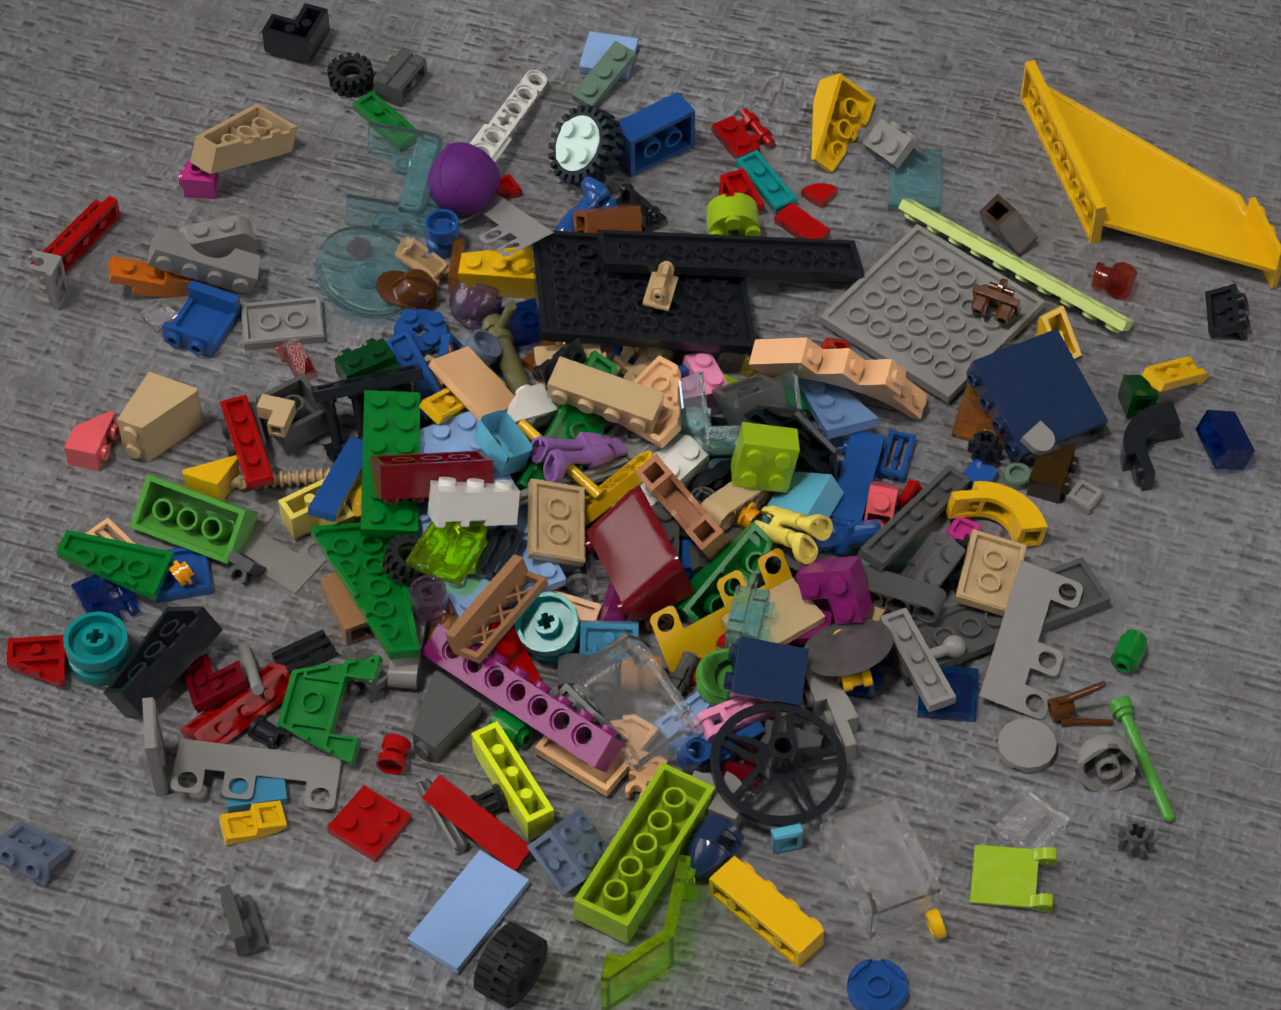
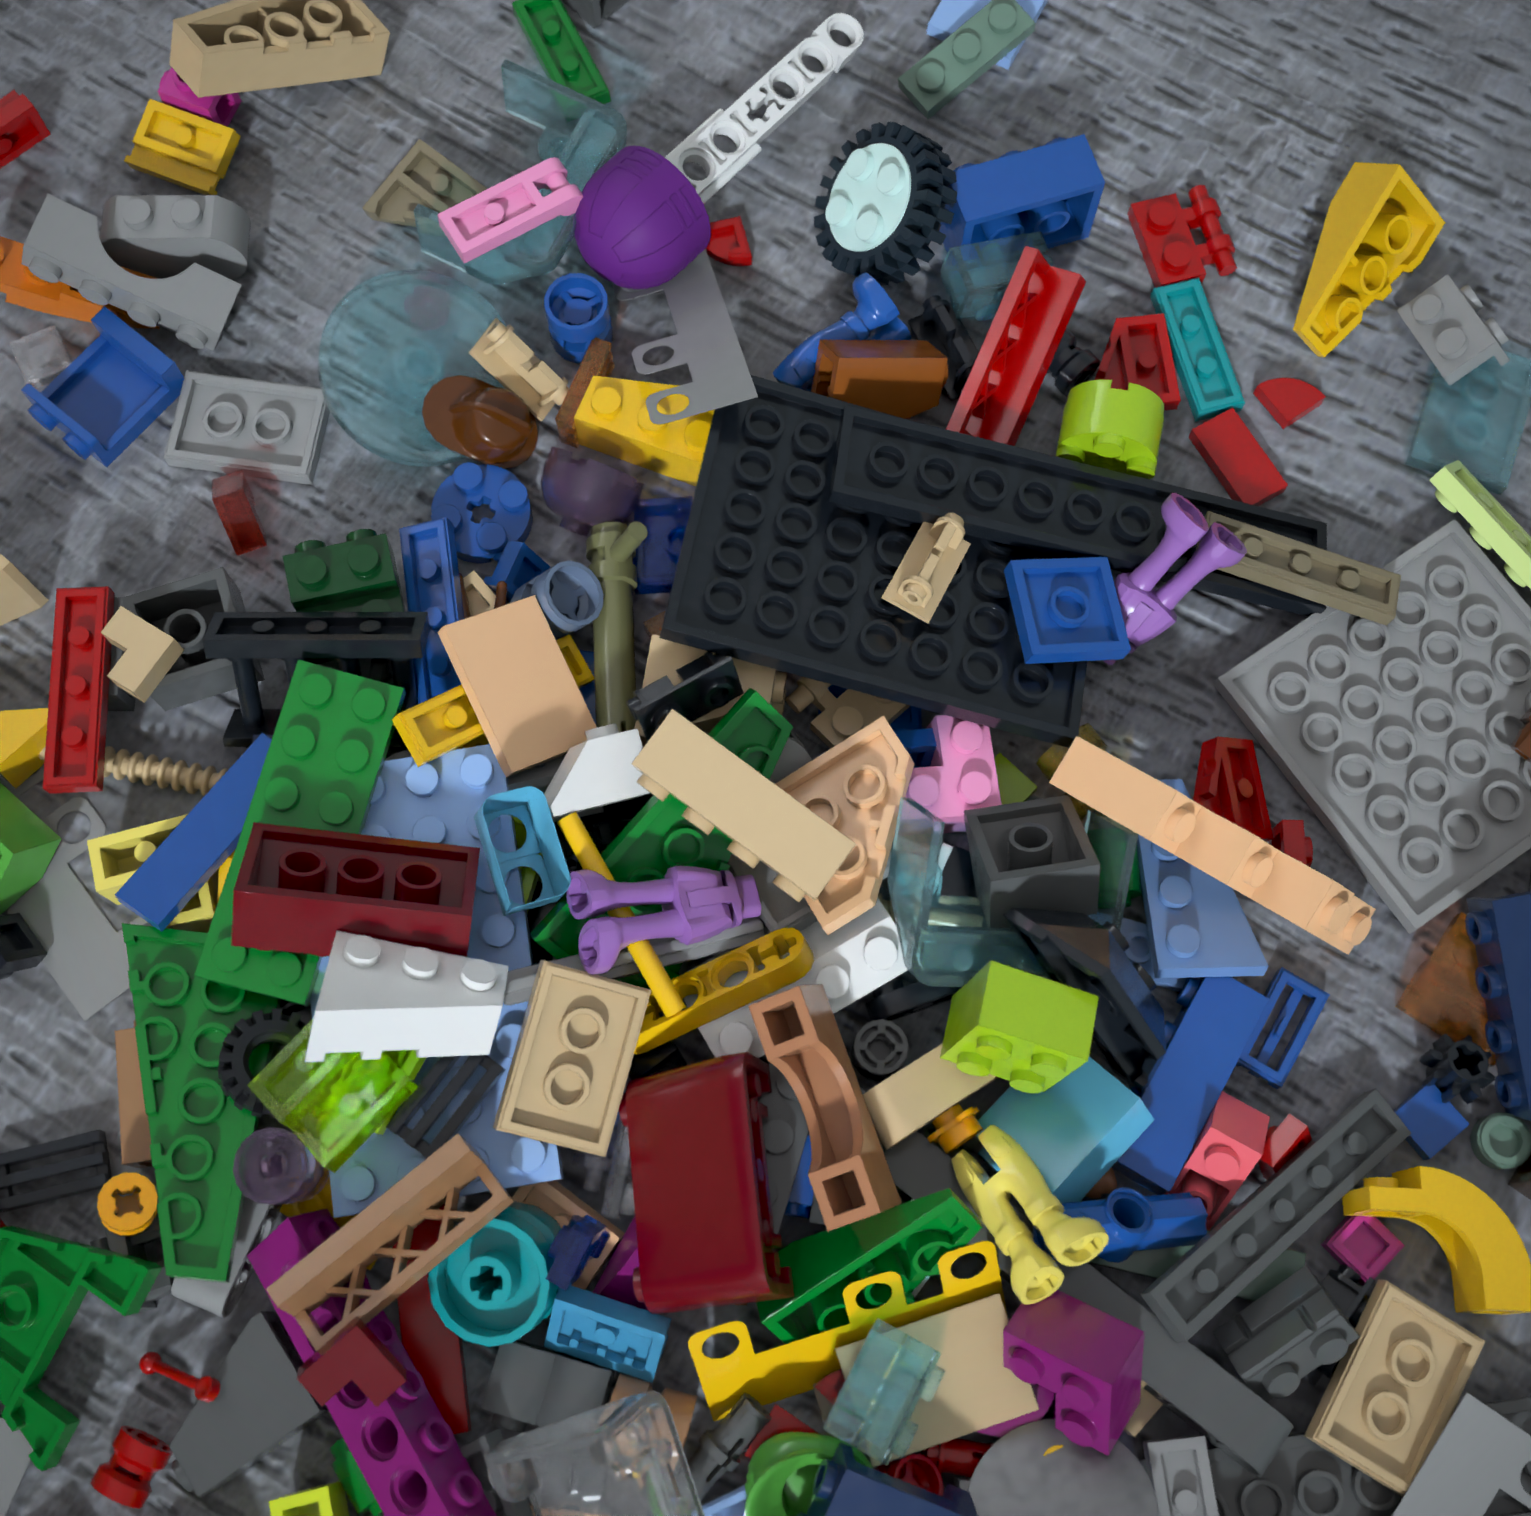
camera: 15 degrees right, 20 degrees up
(198, 204) = (182, 148): none -> yellow plate
(332, 196) = (424, 179): none -> dark tan wing
(357, 639) = (130, 1217): none -> light orange wheel
(397, 184) = (509, 209): none -> bright pink plate
(423, 703) = (205, 1388): none -> red hinge
(497, 651) = (354, 1356): none -> dark red piece
(584, 597) = (574, 1247): none -> clear blue plate
(654, 169) = (981, 271): none -> clear light blue brick
(675, 191) = (1017, 350): none -> red fence
(697, 198) = (1071, 364): none -> black wheel
(734, 294) = (1066, 610): none -> blue plate
(770, 294) = (1151, 610): none -> medium lavender piece
(843, 257) = (1313, 572): none -> dark tan tile

